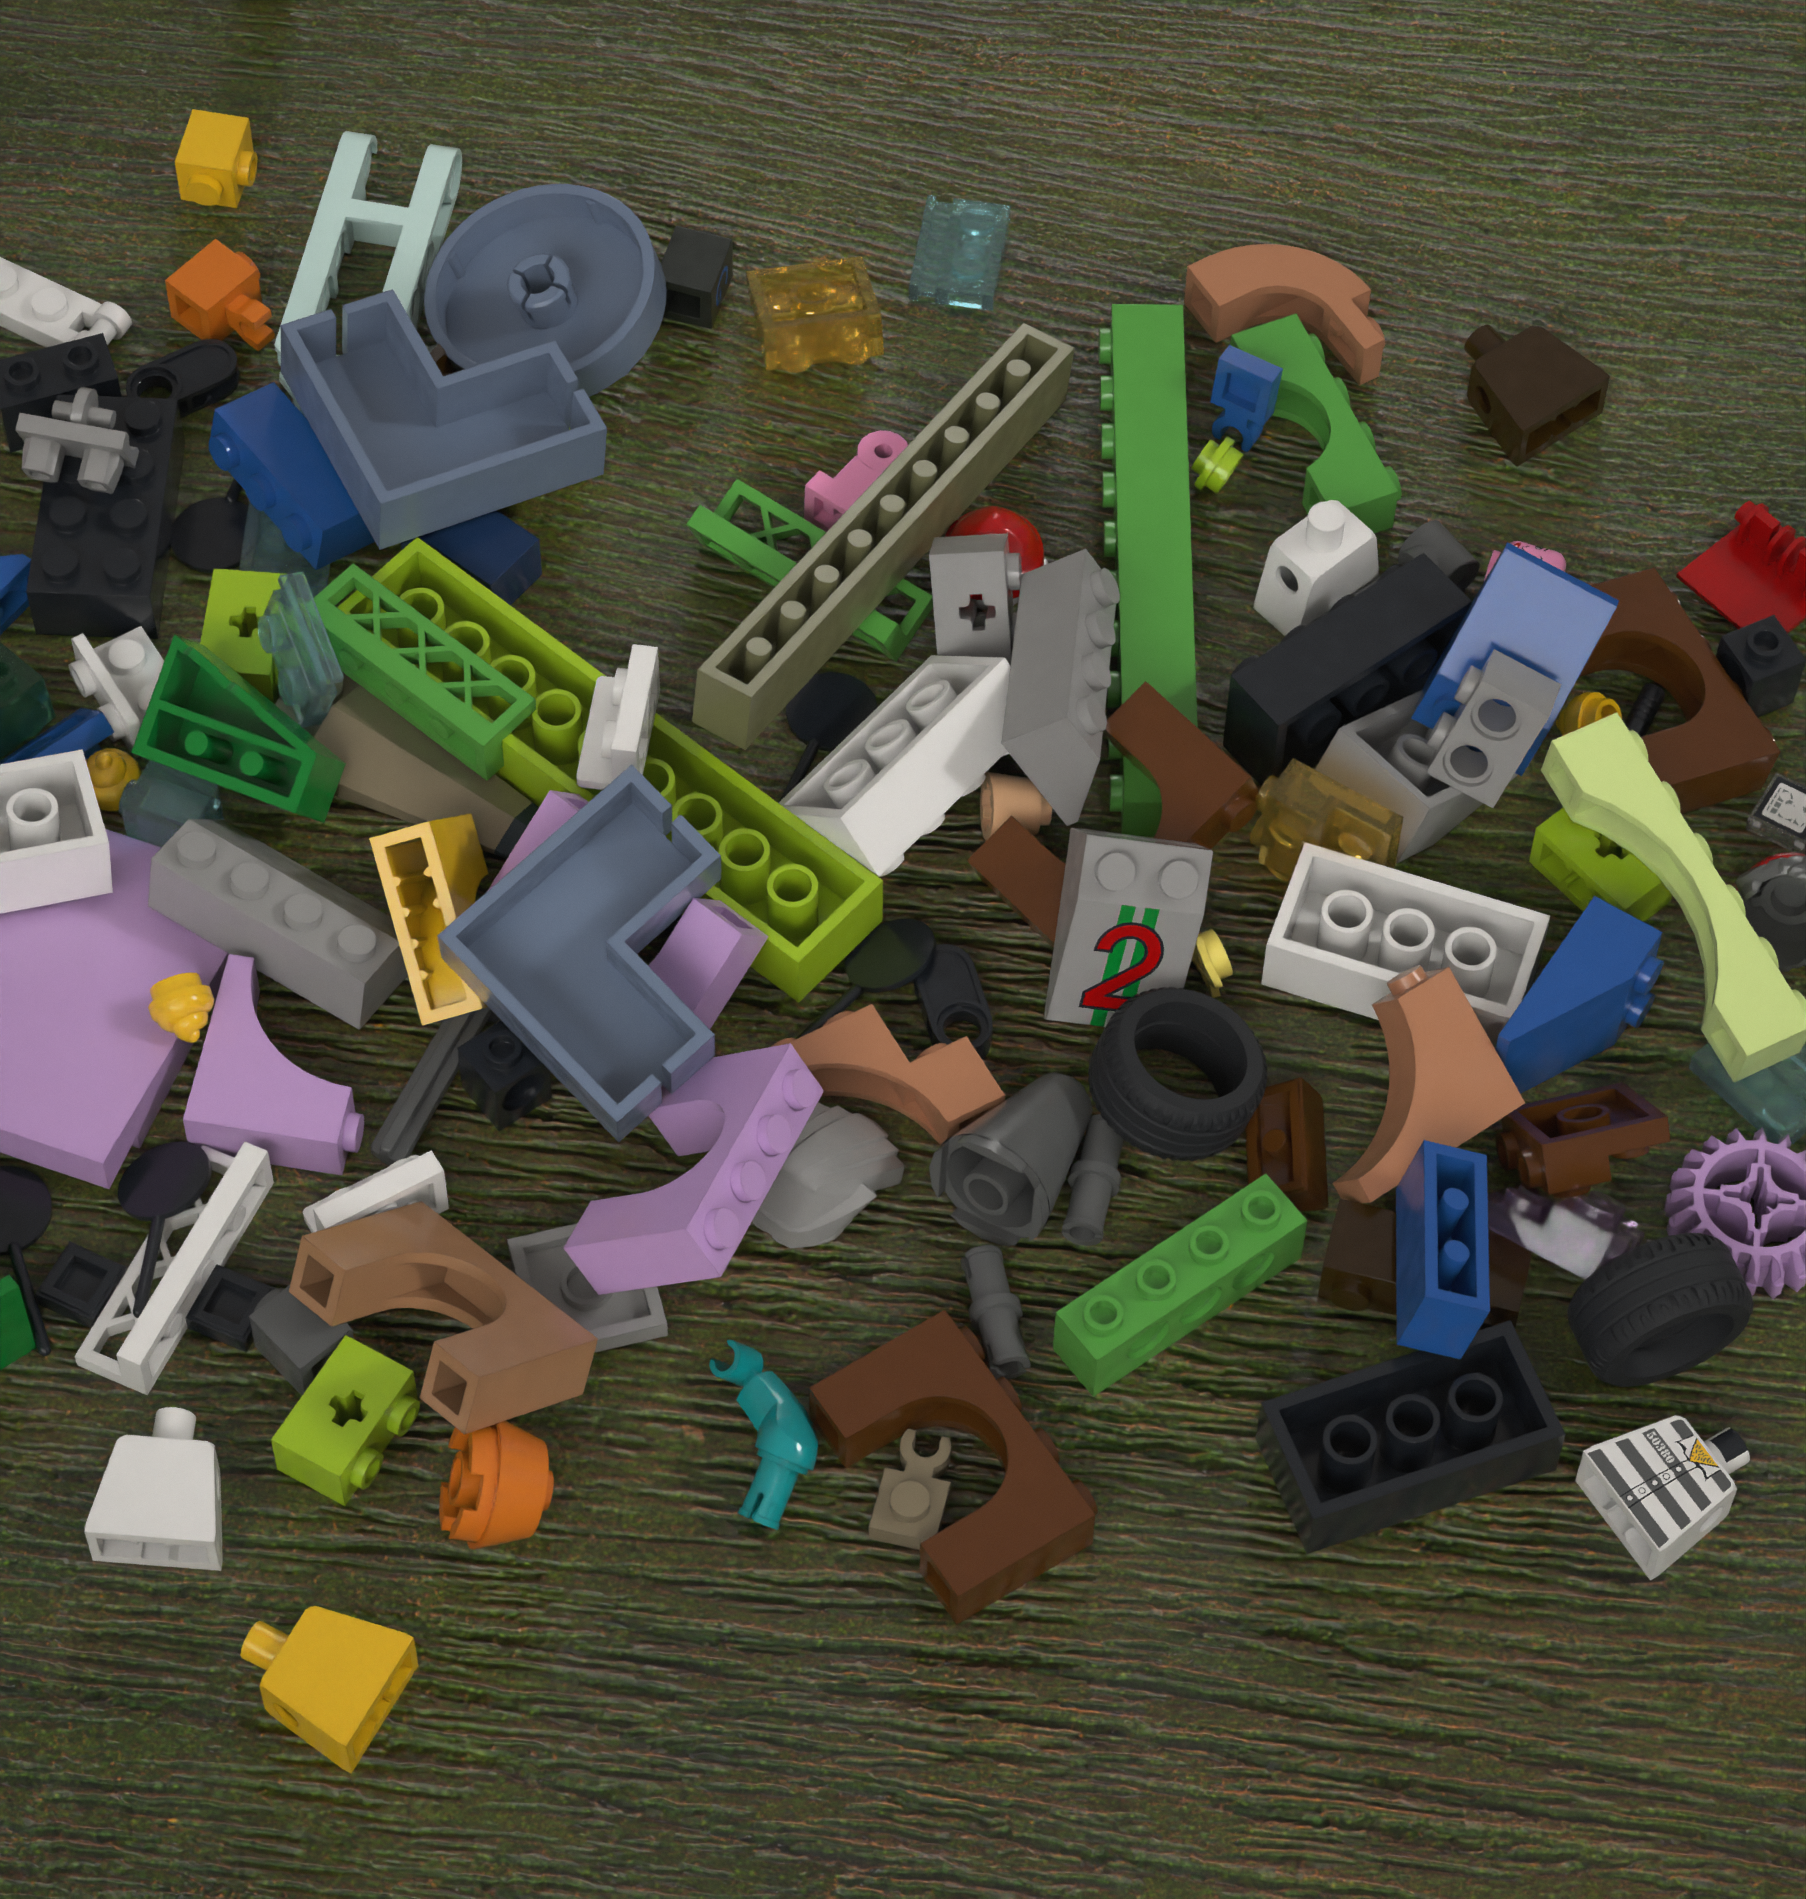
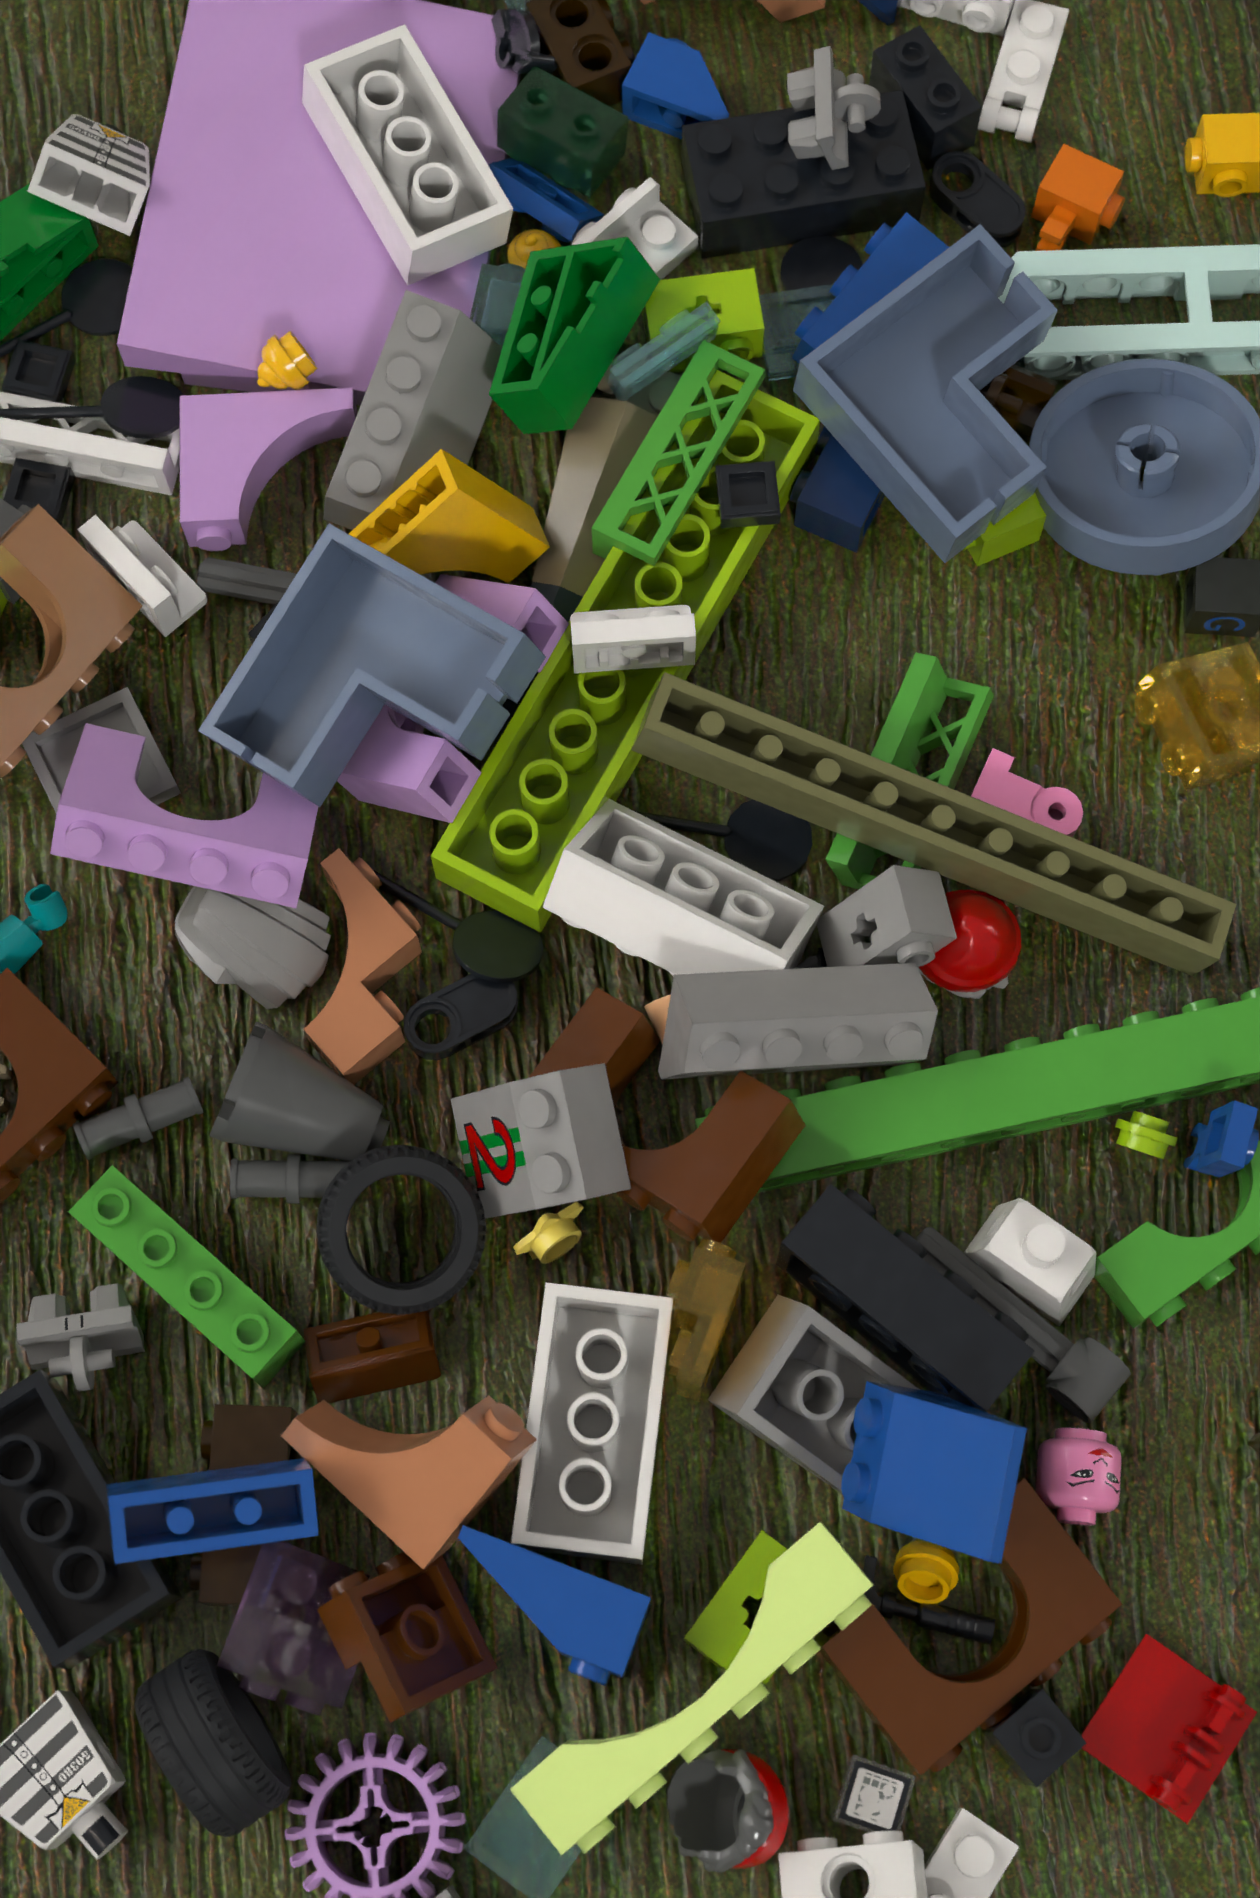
camera: 80 degrees right, 15 degrees up
(486, 609) = (747, 494): none -> black tile
(1230, 1396) = (82, 1340): none -> light grey hips
(1497, 730) = (840, 1459): light grey brick -> none

